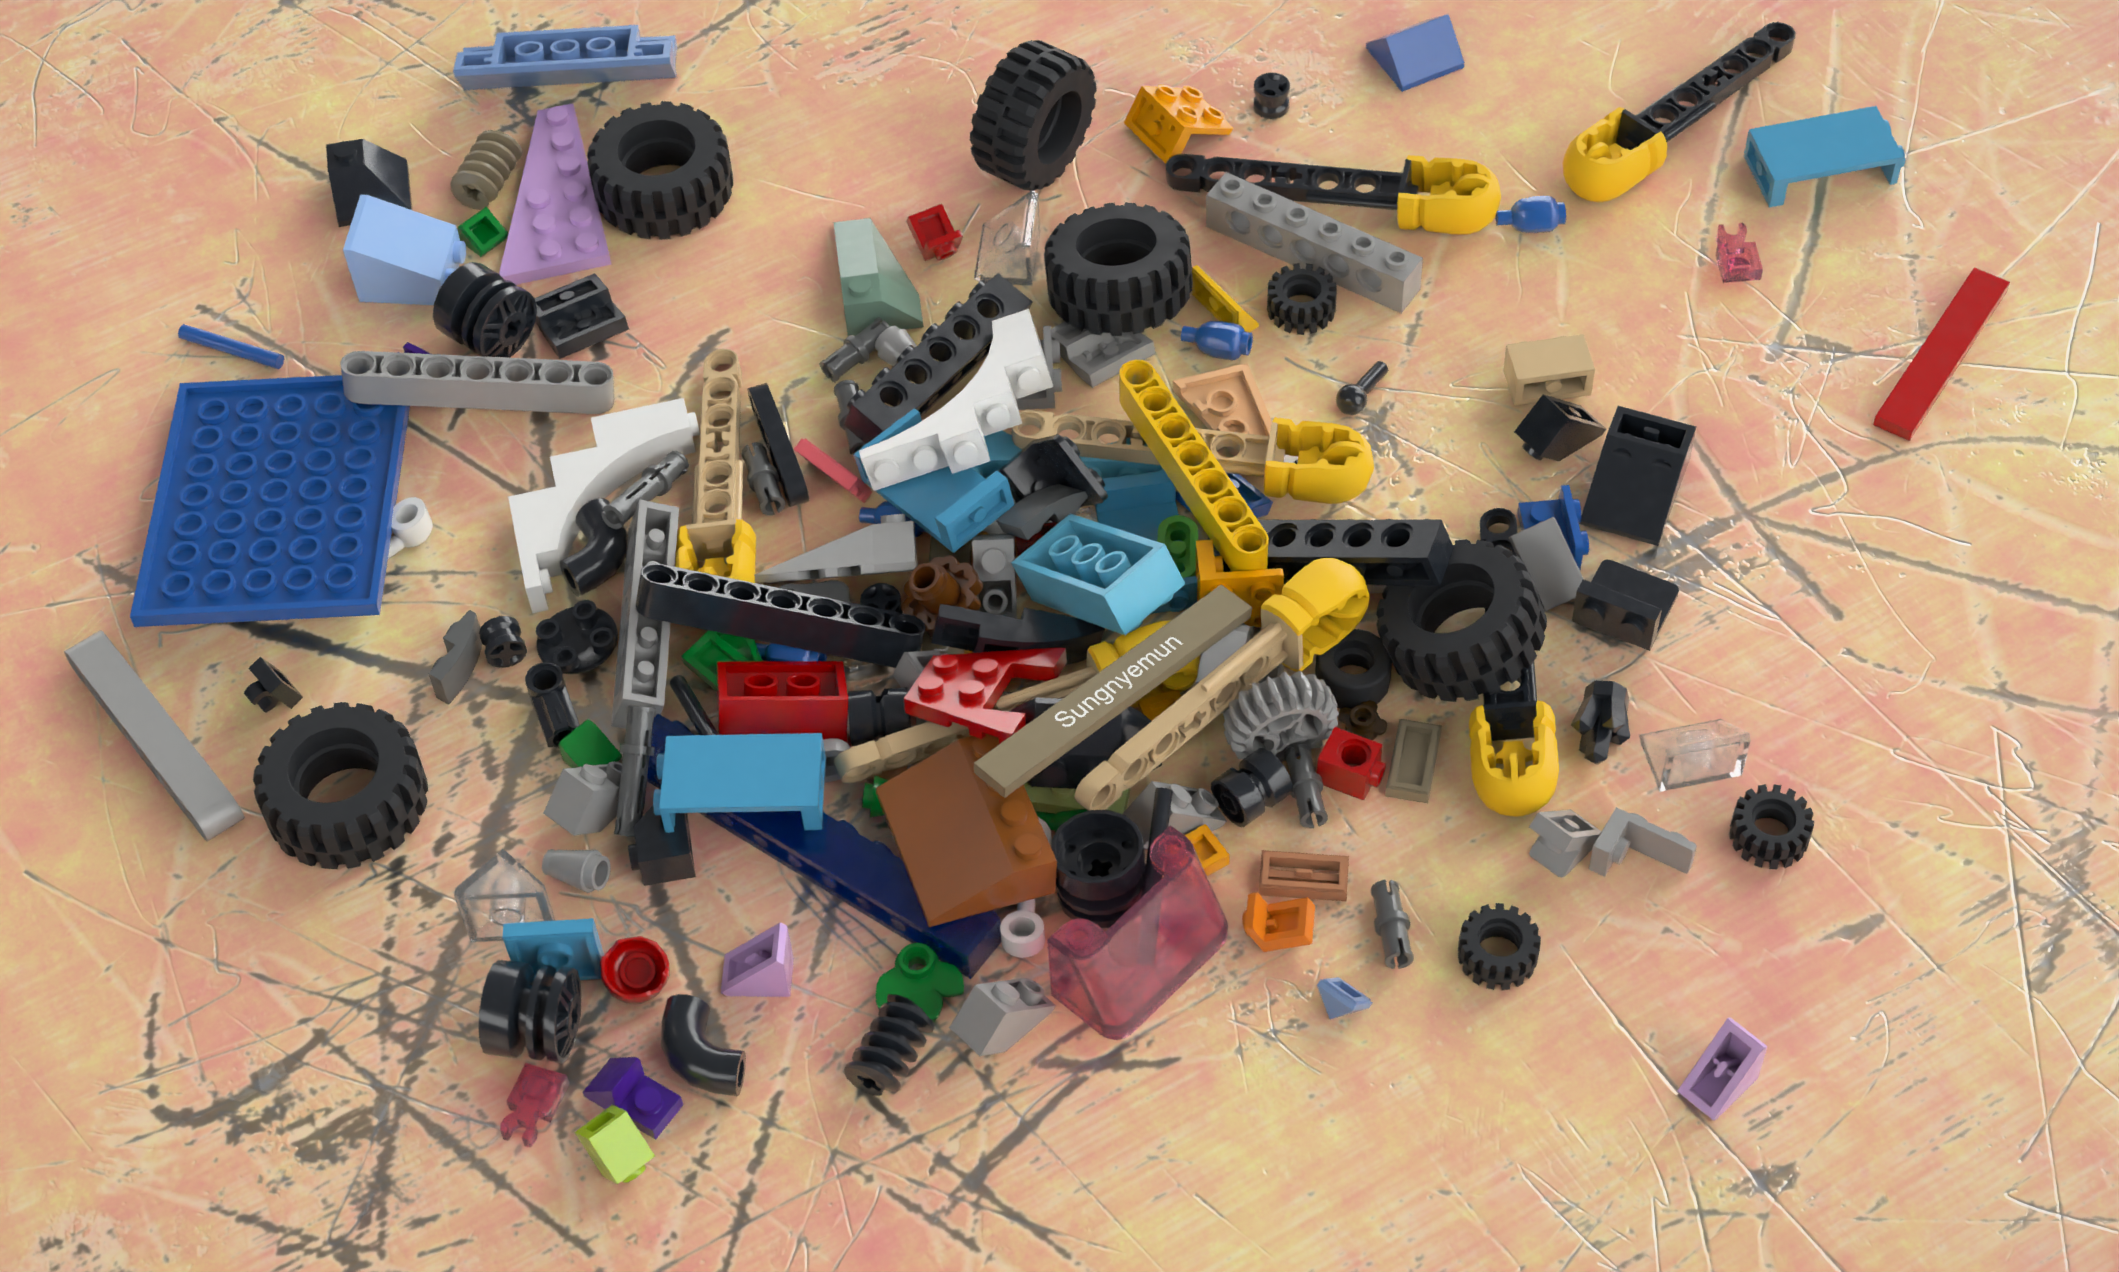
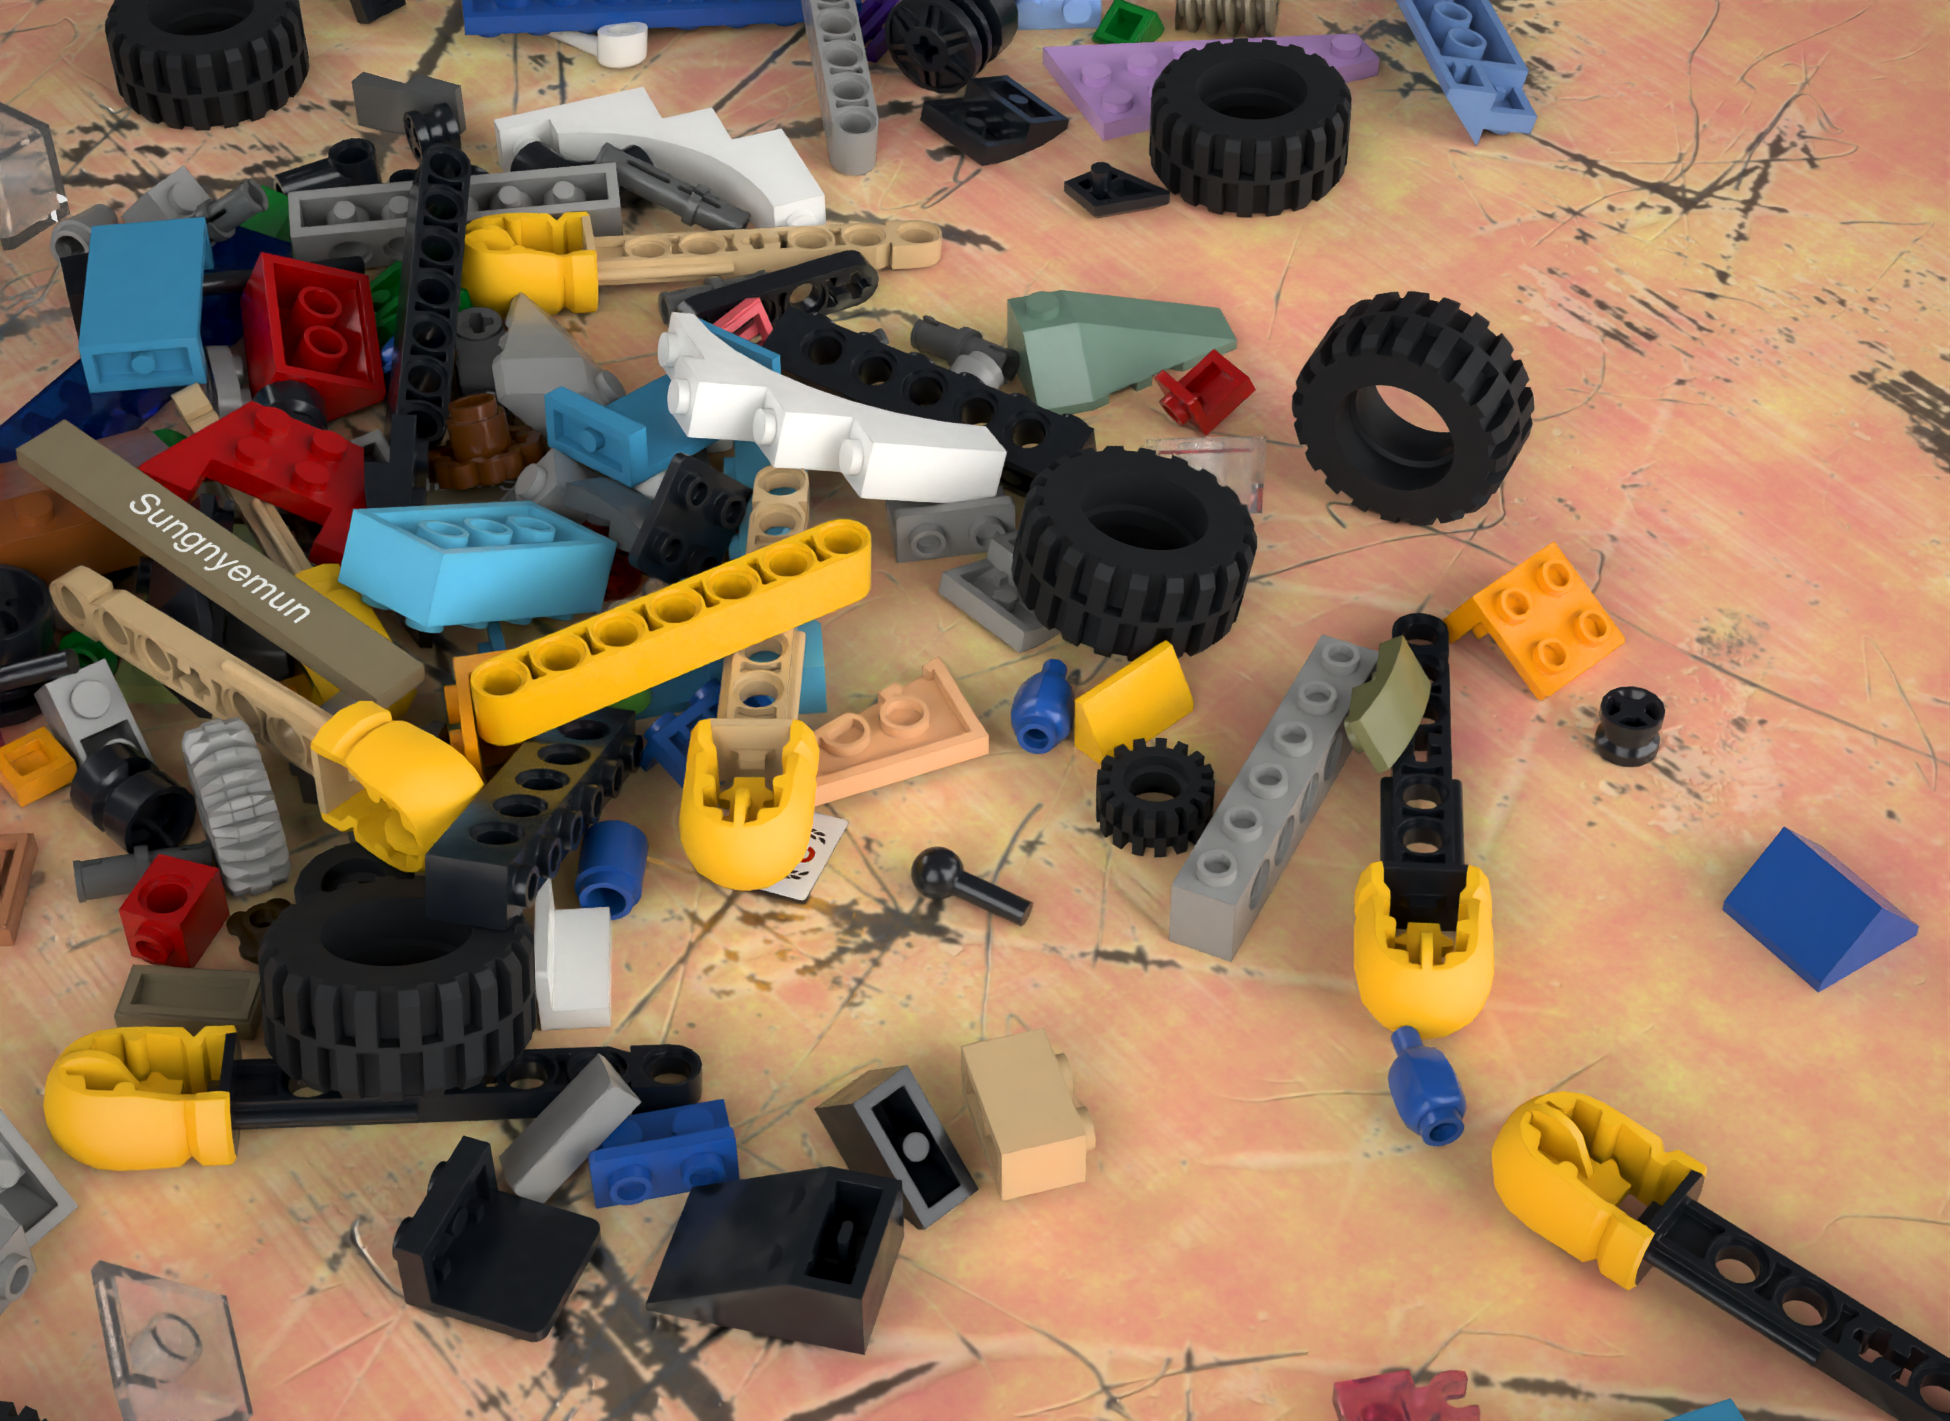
camera: 80 degrees right, 10 degrees down
(688, 260) = (1114, 192): none -> black piece
(1276, 177) = (1389, 706): none -> olive slope
(1602, 719) = (257, 1223): black rock -> none

